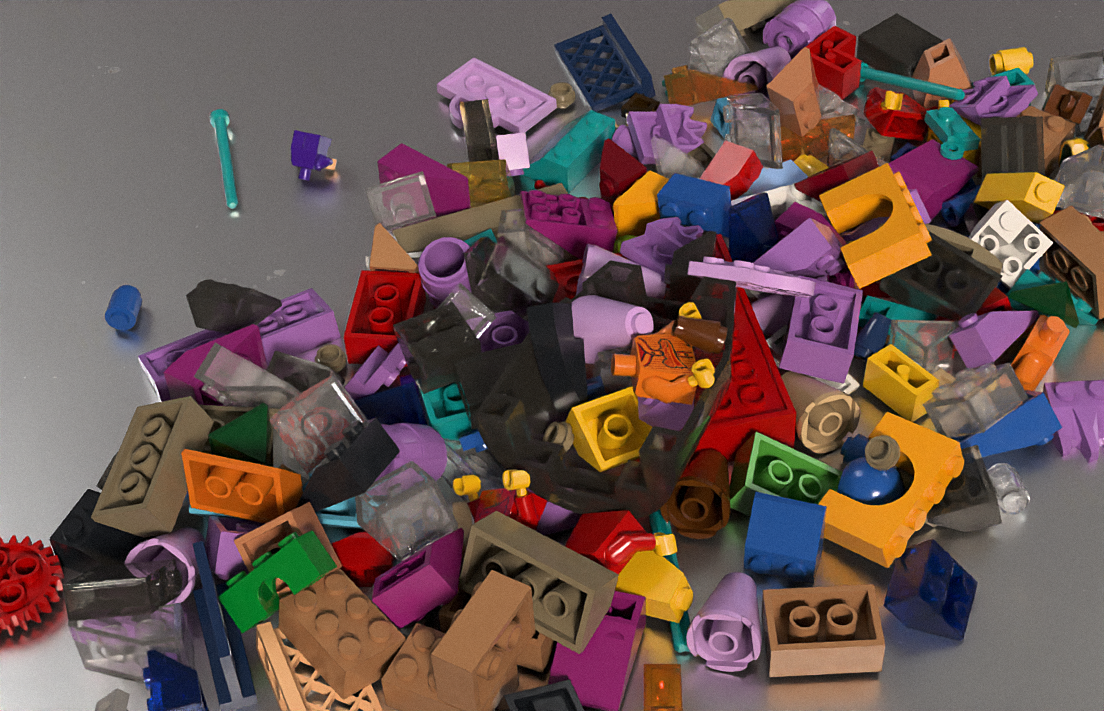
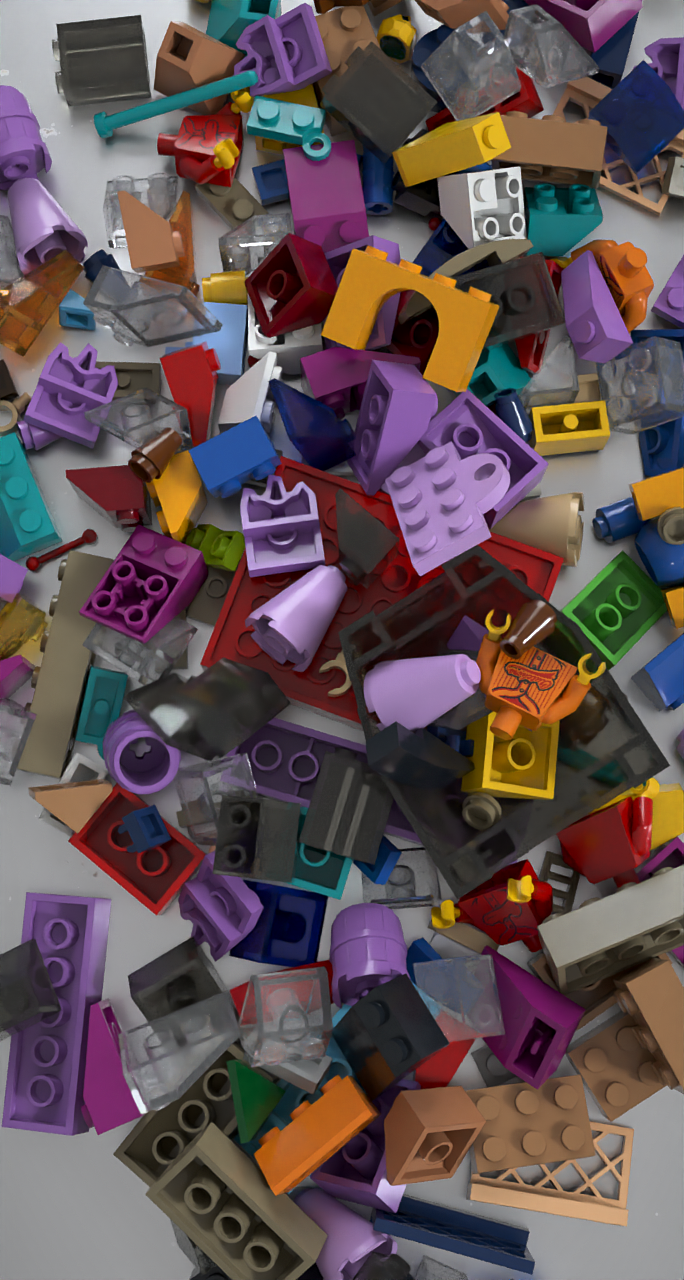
camera: 60 degrees left, 35 degrees up
(254, 596) = (471, 1146): green arch -> none
(331, 356) = (146, 931): dark tan plate -> none
(398, 292) = (145, 829): none -> dark blue tile
(657, 163) = (153, 457): none -> reddish brown cone
(836, 61) = (81, 155): red brick -> none
(1050, 300) = (587, 232): dark green slope -> none

